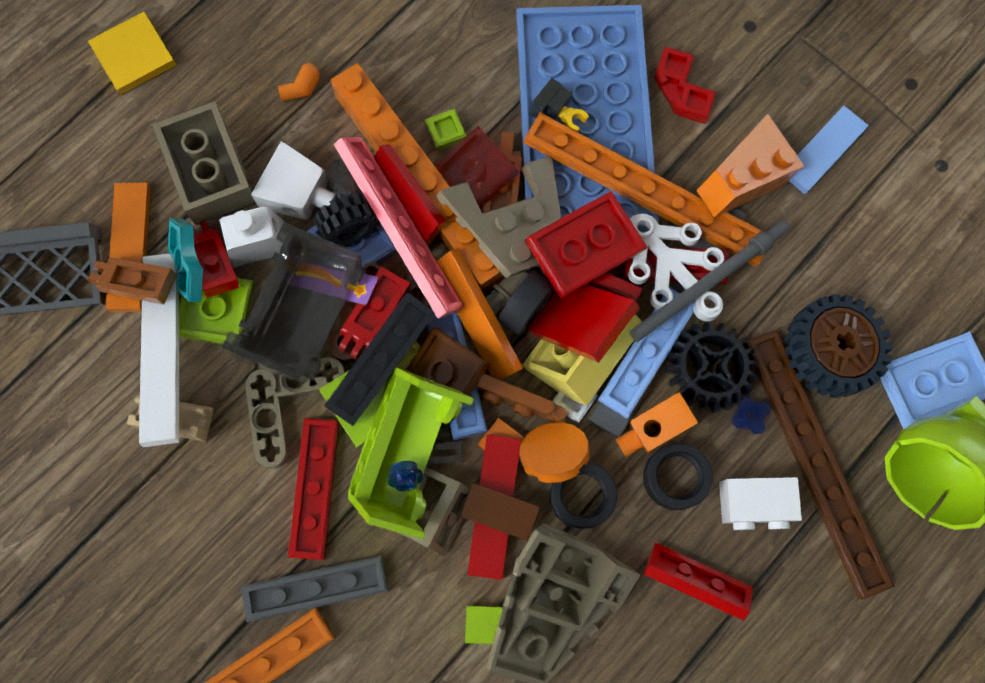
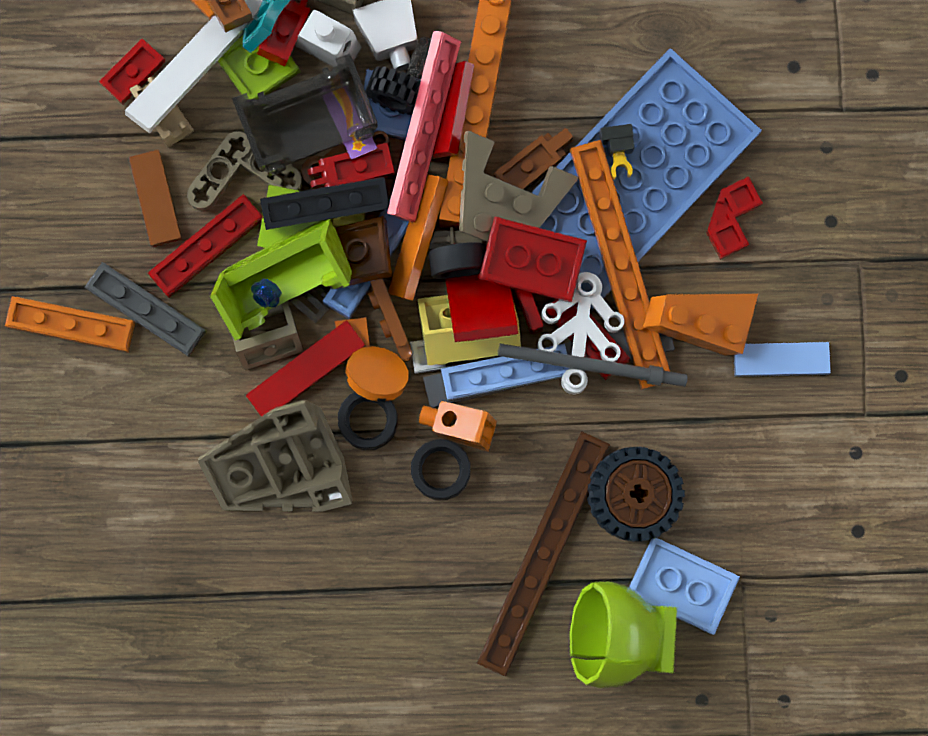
camera: 50 degrees right, 5 degrees up
(114, 405) = (132, 70): none -> red plate
(234, 491) = (155, 198): none -> dark orange tile
(445, 129) = (533, 88): lime tile -> none
(479, 164) = (520, 136): clear red tile -> none
(481, 624) = (221, 430): lime tile -> none
(500, 511) = (304, 374): reddish brown tile -> none
(699, 581) = (384, 545): red plate -> none
(720, 376) = (523, 422): black gear -> none
(755, 424) = (527, 488): clear blue plate -> none
(760, 501) = (475, 537): white brick -> none

